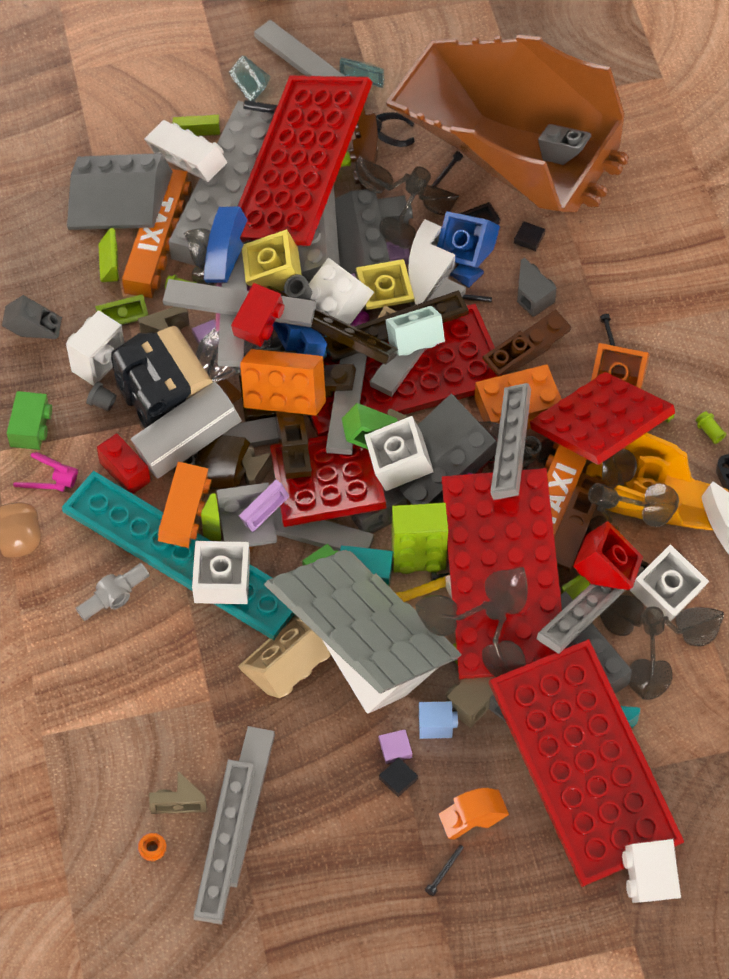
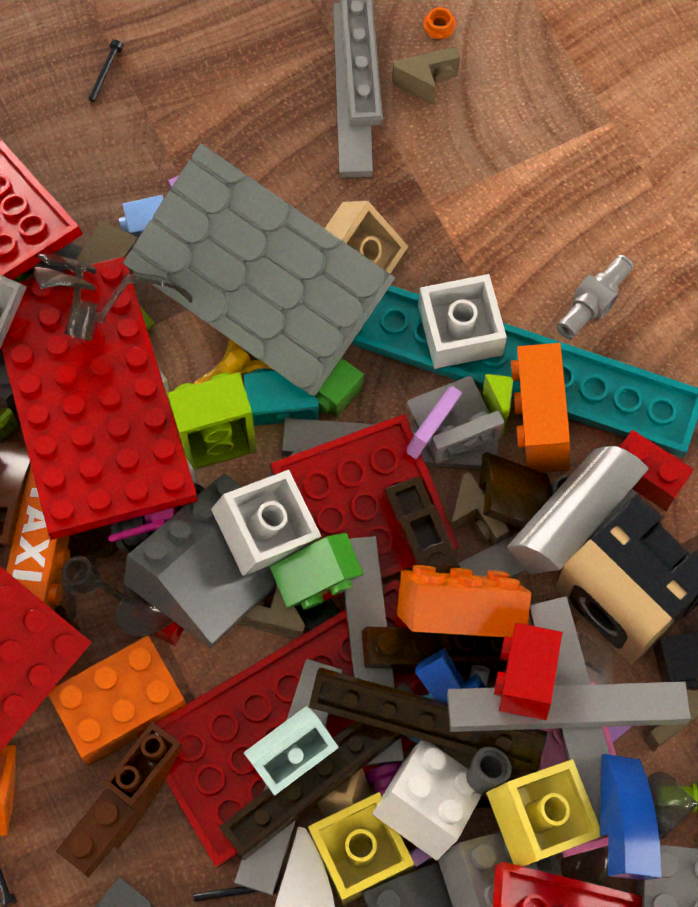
camera: 165 degrees right, 10 degrees up
(398, 777) = (176, 153): black tile -> none
(474, 808) = (76, 119): orange brick -> none
(511, 441) = (106, 568): light grey tile -> none

